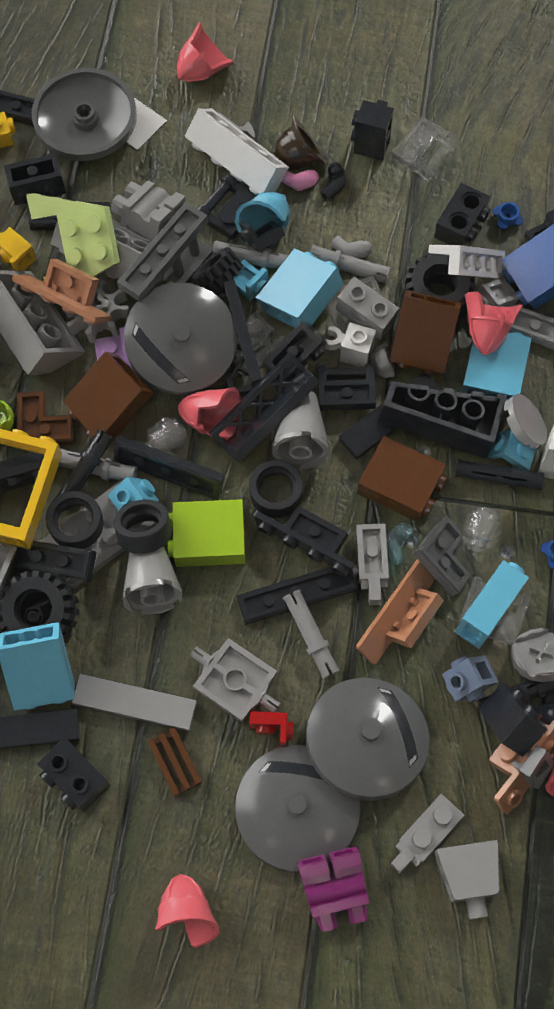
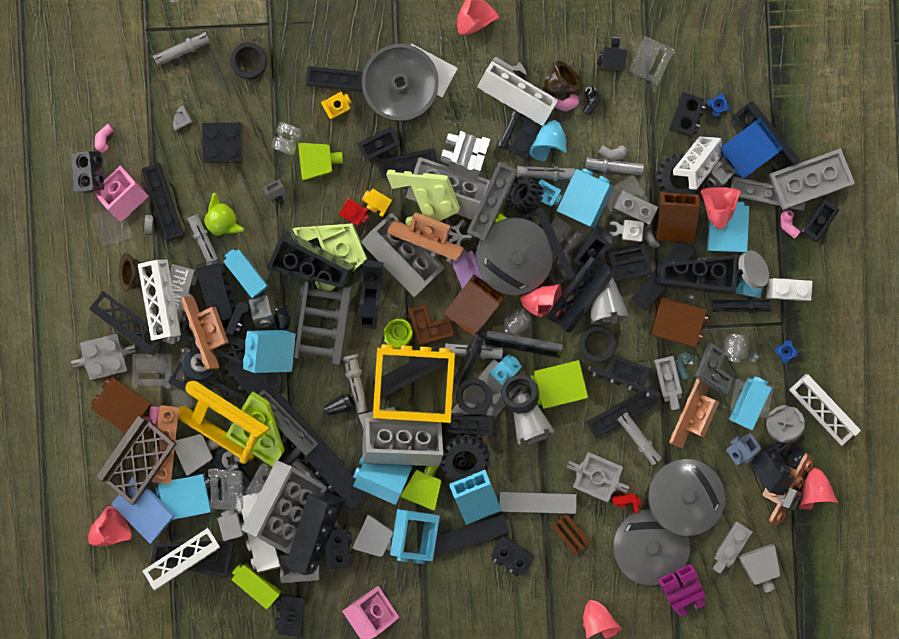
camera: 10 degrees left, 20 degrees up
(263, 237) = (550, 160): black bracket -> none

